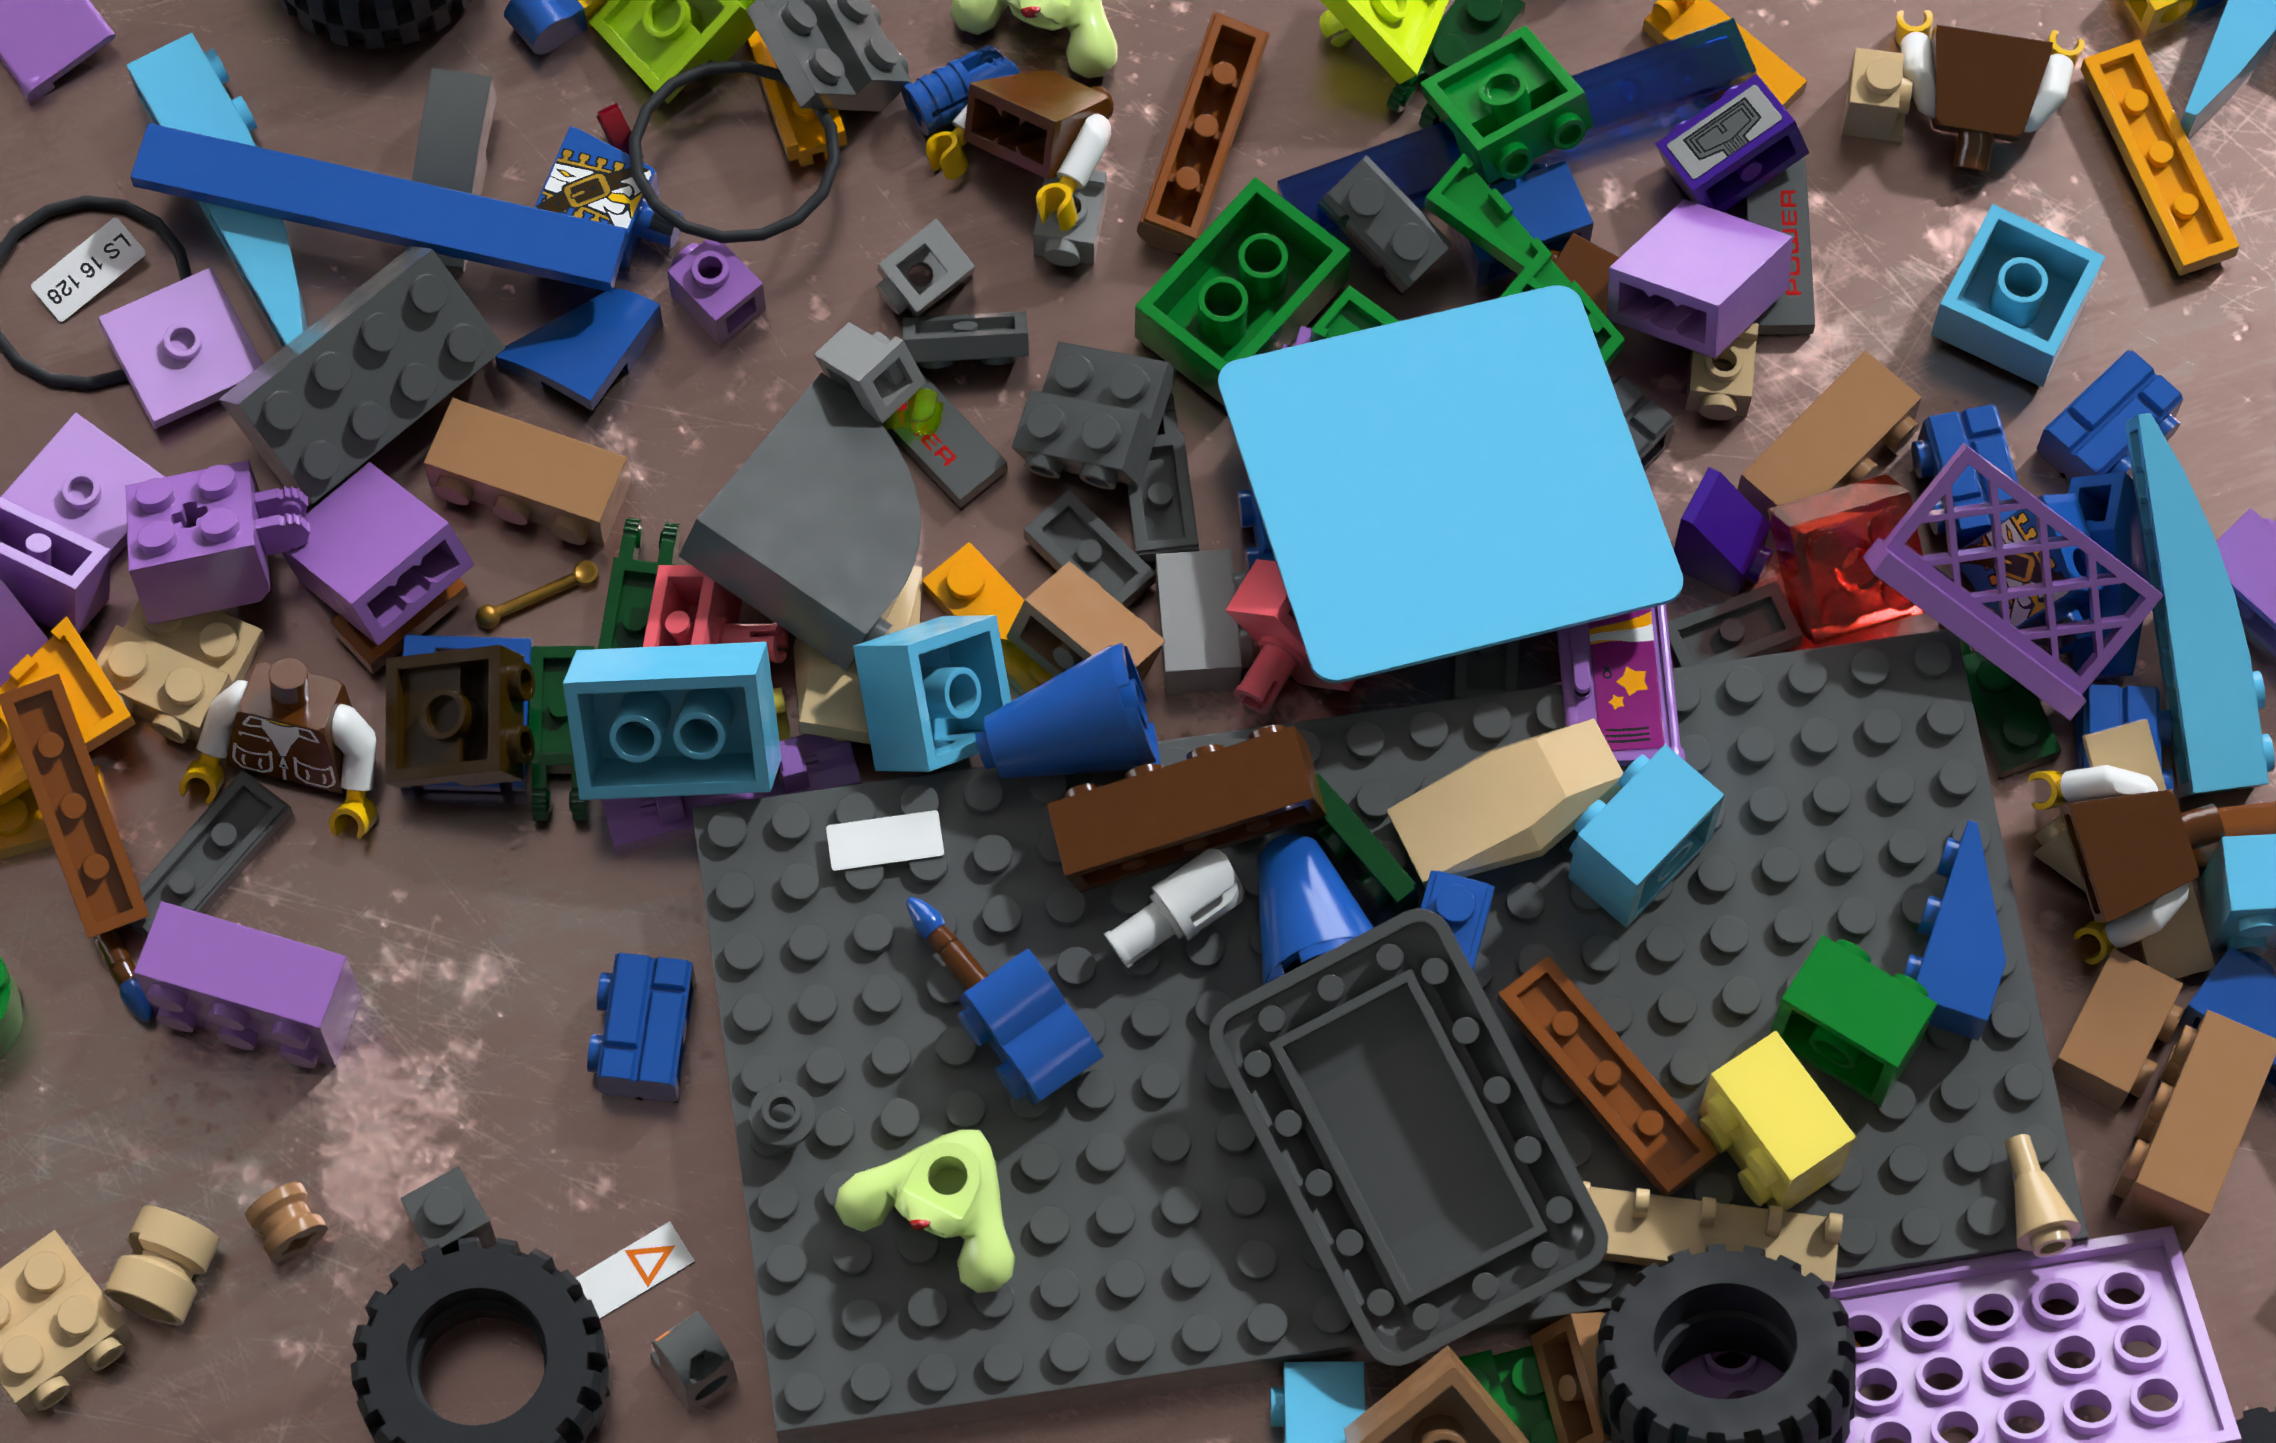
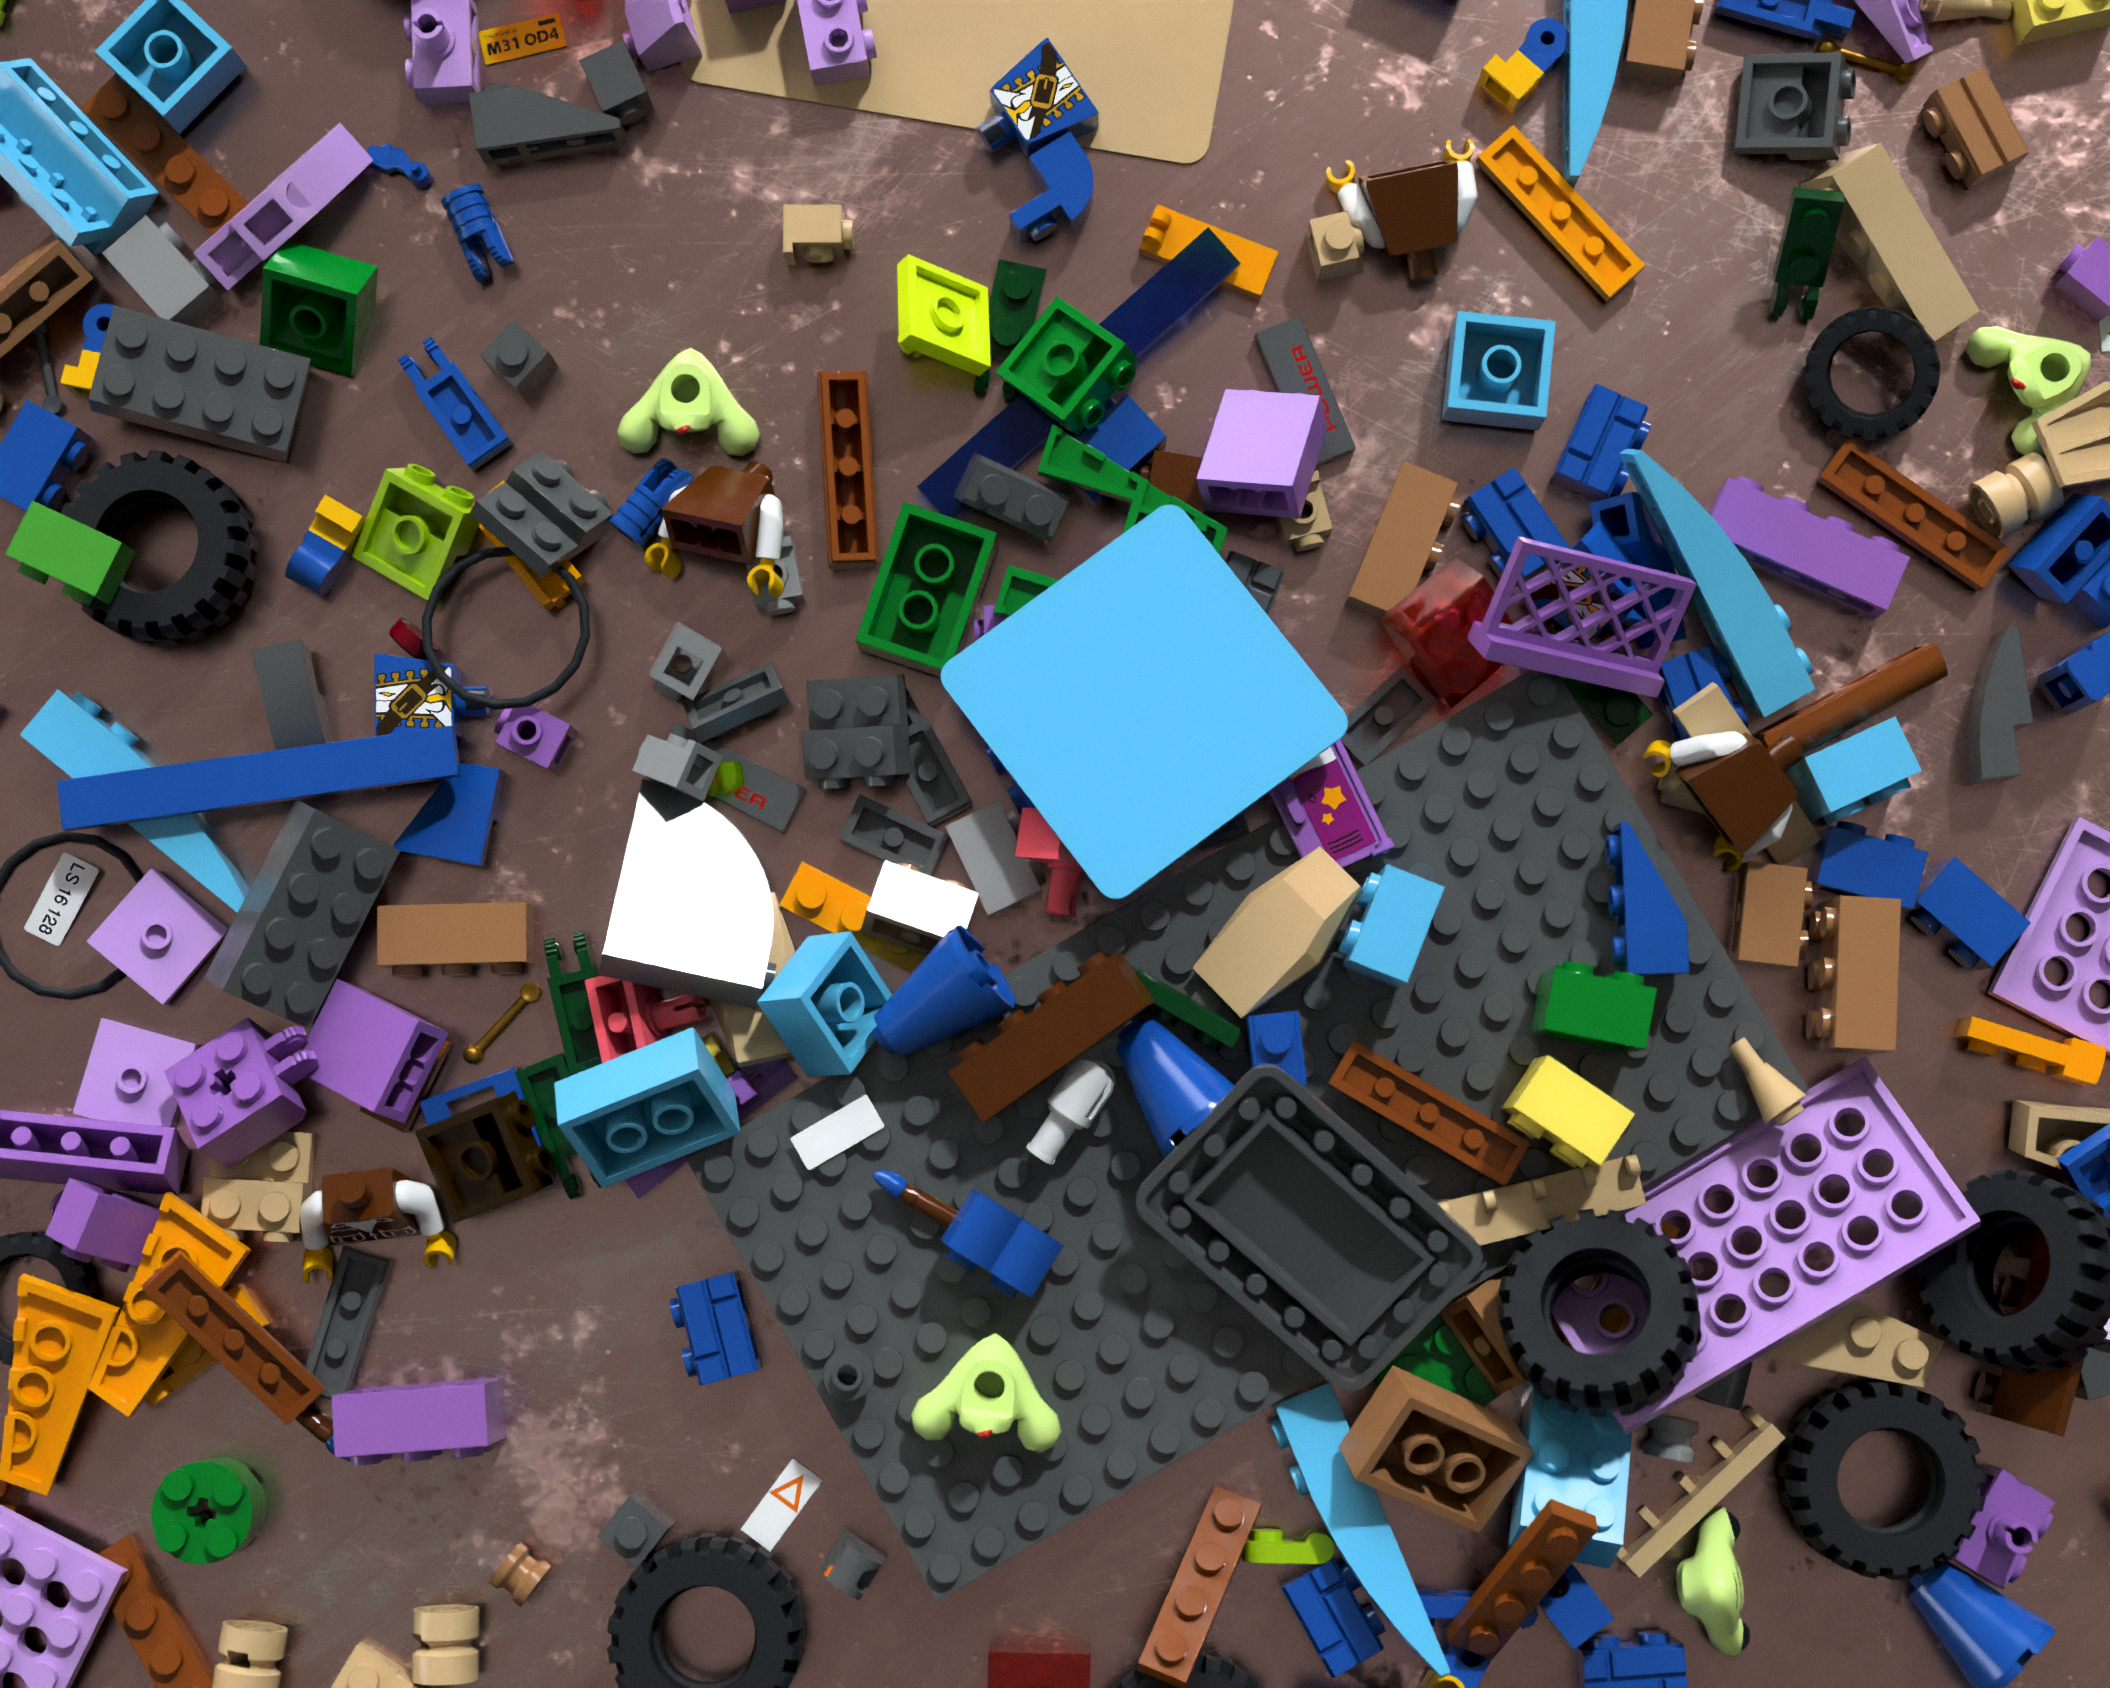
camera: 15 degrees left, 15 degrees up
(1722, 537) = (1352, 649): dark purple slope -> none
(1732, 146) = (1244, 332): dark purple brick -> none

